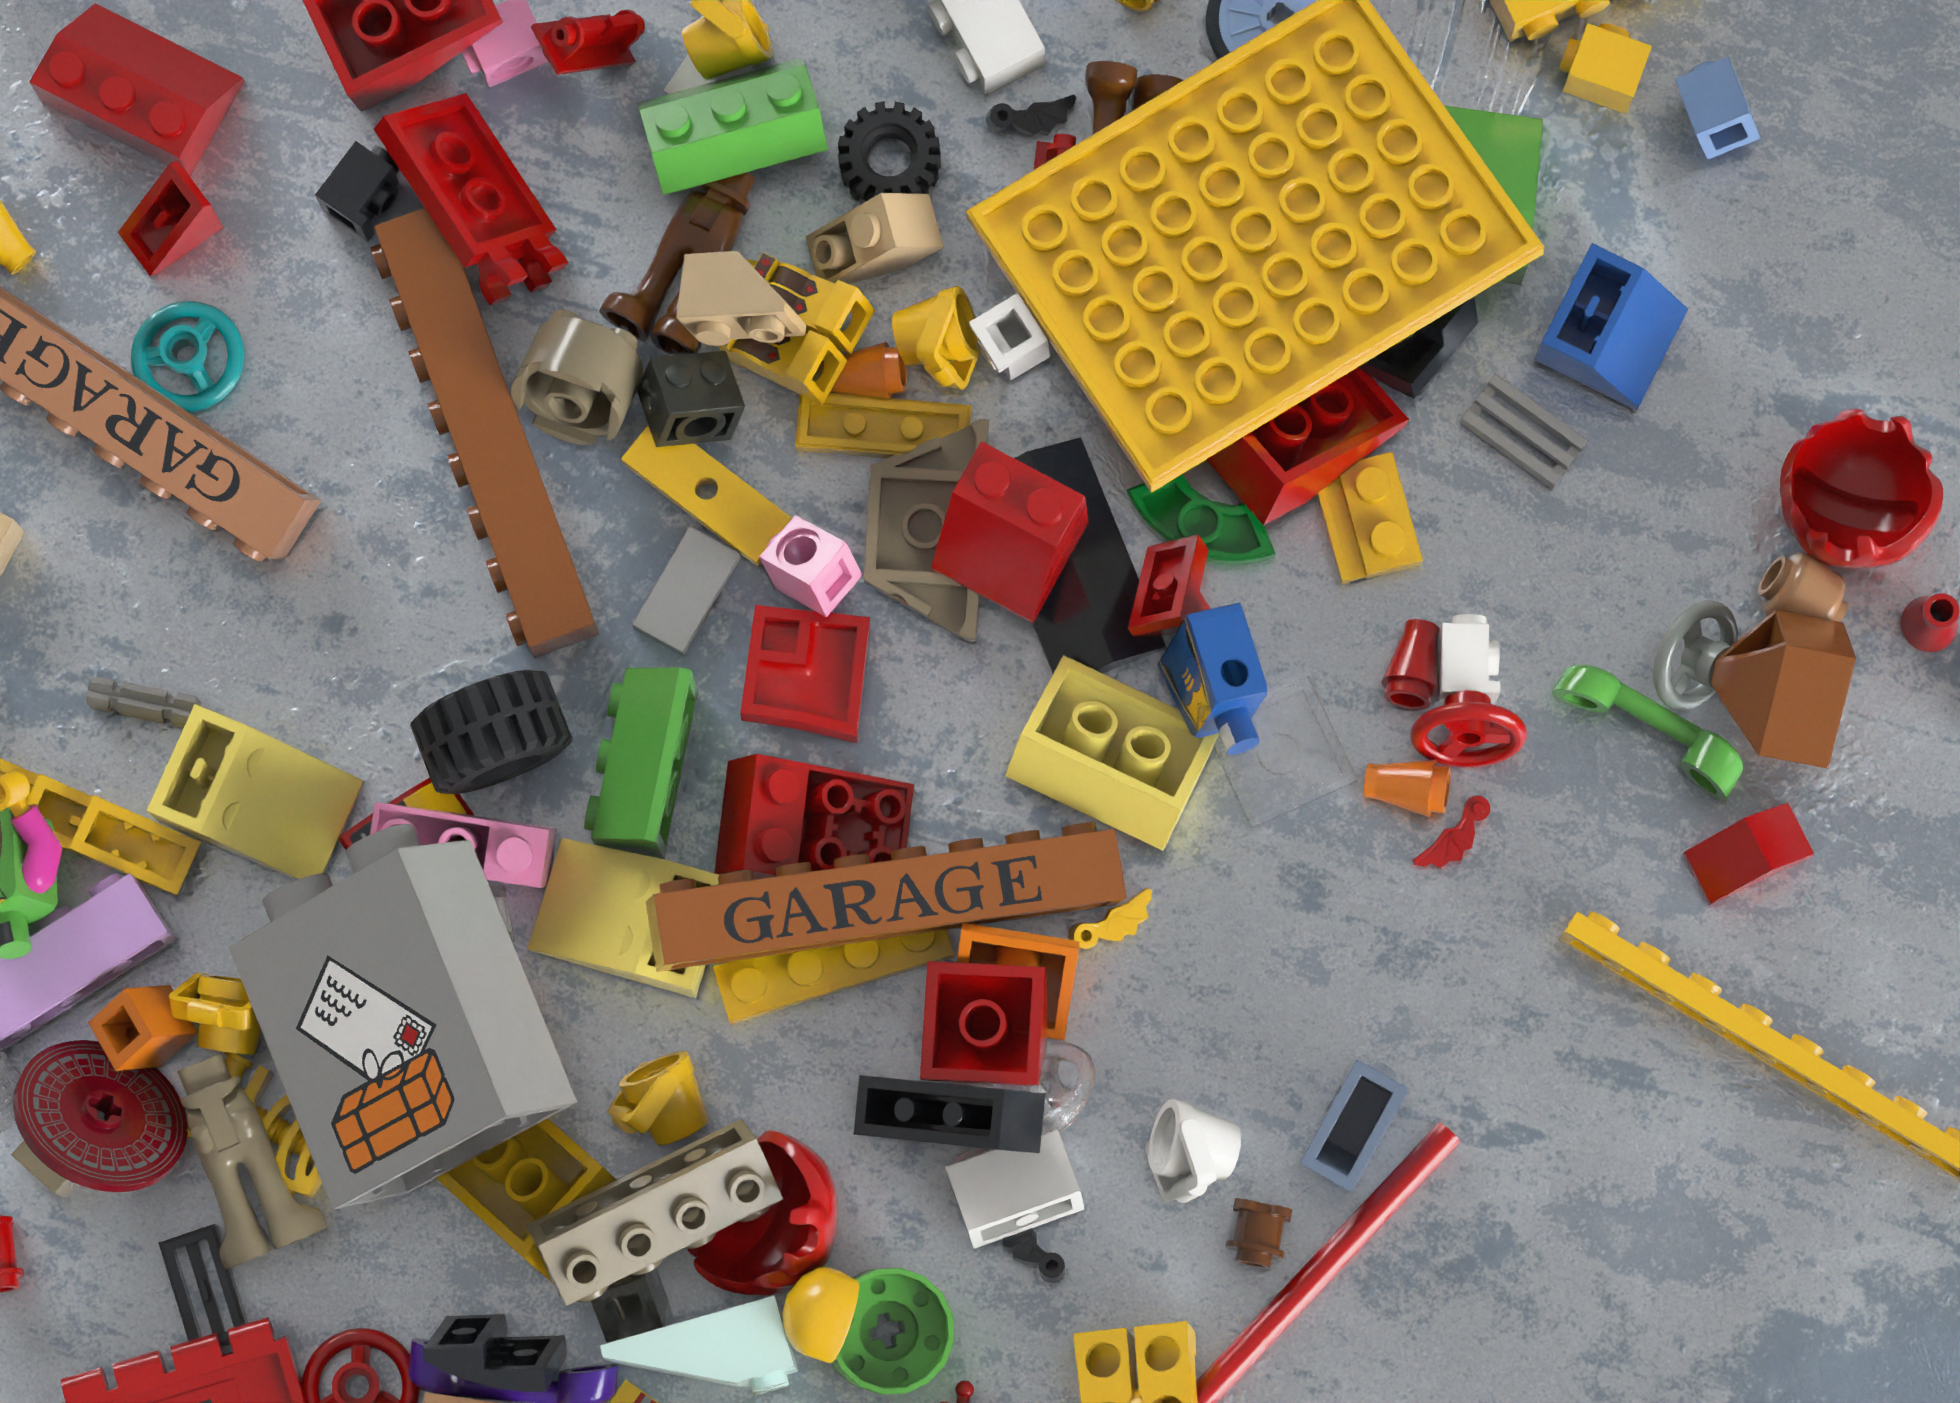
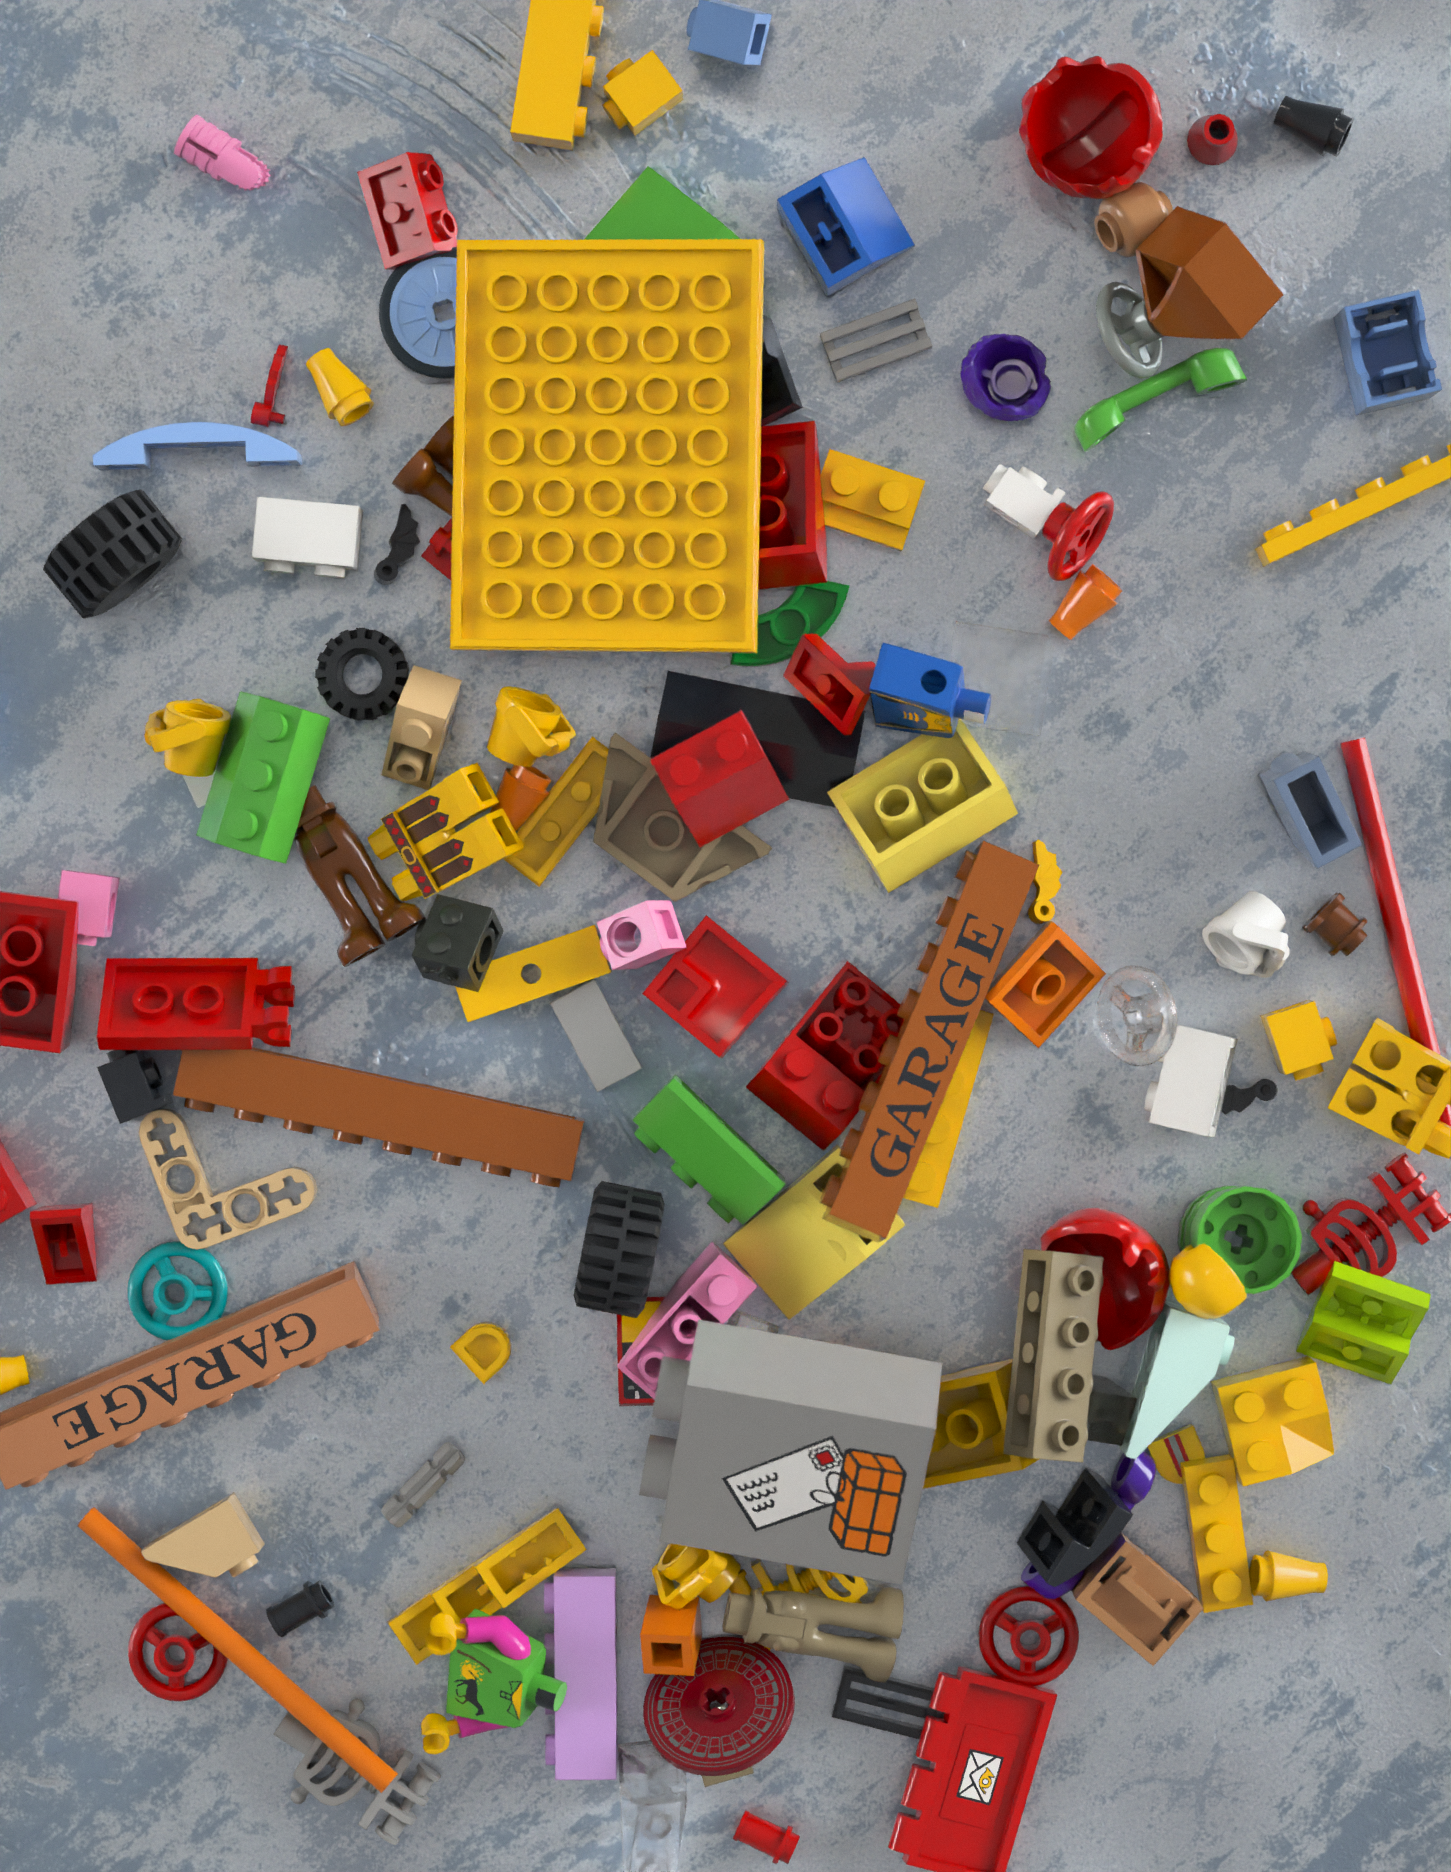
camera: 60 degrees left, 10 degrees up
(254, 795) = (550, 1448): light yellow slope -> none
(293, 320) = (200, 1197): none -> tan beam
(312, 678) = (483, 1349): none -> yellow tile
(578, 378) = (389, 1016): dark tan brick -> none
(589, 42) = (129, 843): red hinge -> none
(660, 1099) = (966, 1292): yellow piece -> none
(730, 300) = (406, 865): tan slope -> none
(949, 1114) = (1117, 1096): black brick -> none
(984, 1023) = (1065, 1028): red slope -> none
(1010, 337) = (564, 677): white brick -> none
(1123, 1267) = (1299, 1039): none -> yellow brick
(1413, 669) = (1000, 540): red cone -> none
(1455, 840) = (1145, 591): red piece -> none
(1572, 569) = (1005, 377): none -> dark purple hair
(1748, 852) = (1293, 387): red slope -> none
(1841, 917) = (1386, 353): none -> medium blue piece

